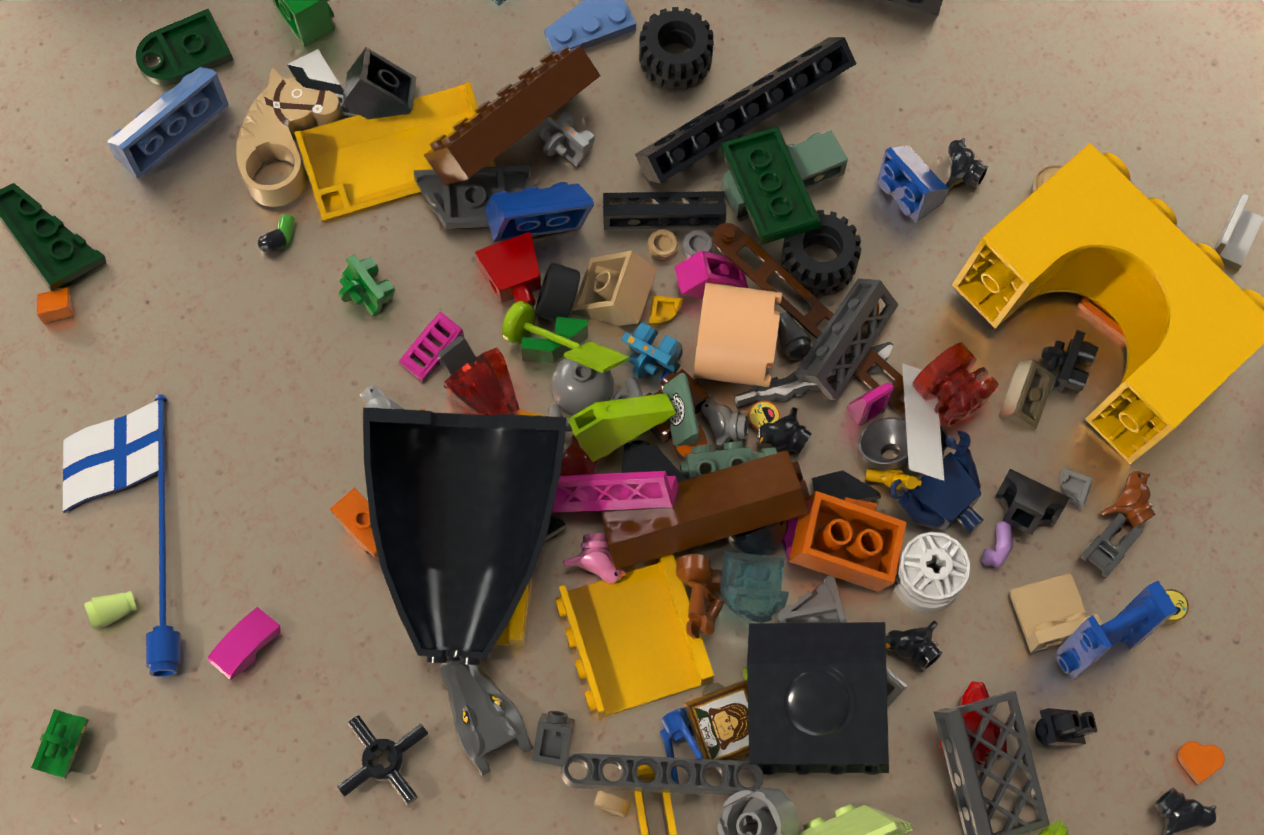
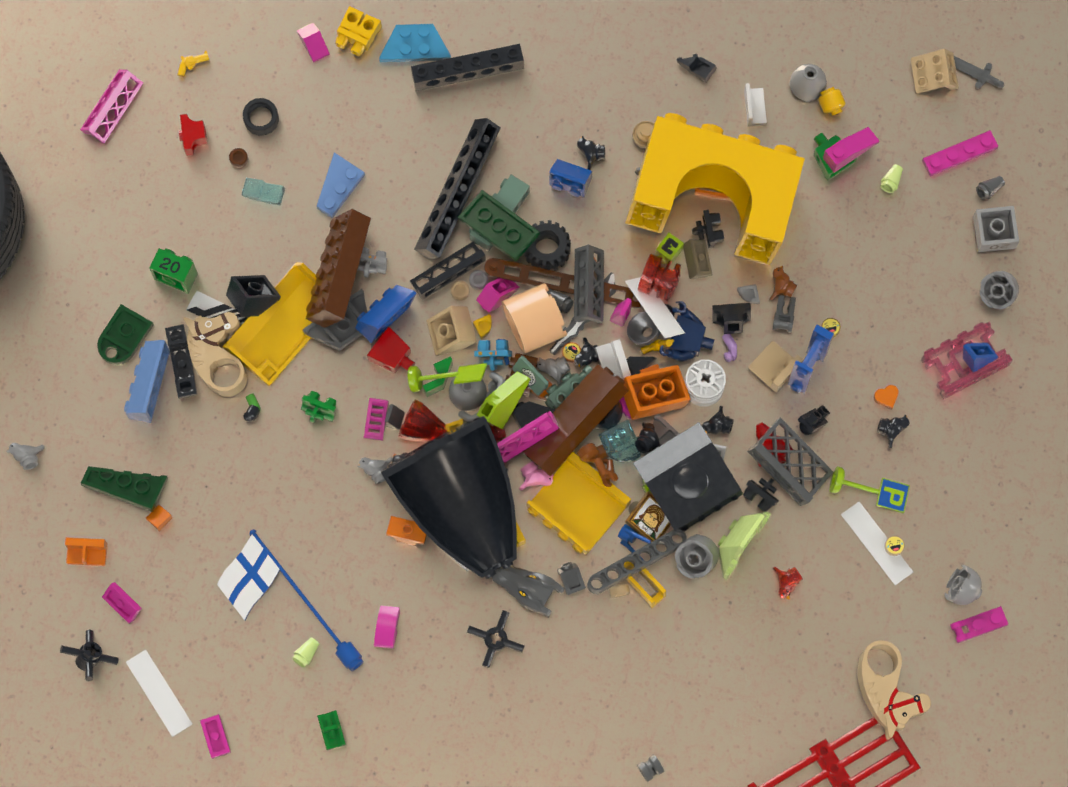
camera: 30 degrees left, 5 degrees up
(221, 141) = (181, 361): none -> black slope
(557, 292) = (424, 350): black tyre -> none
(679, 28) = (392, 161): black tyre -> none
(794, 602) = (647, 439): none -> black animal
(816, 457) = (613, 357): none -> white panel
(911, 775) = (754, 489): none -> black hips
(996, 354) = (669, 248): none -> lime brick
(1184, 140) = (698, 66): none -> black slope

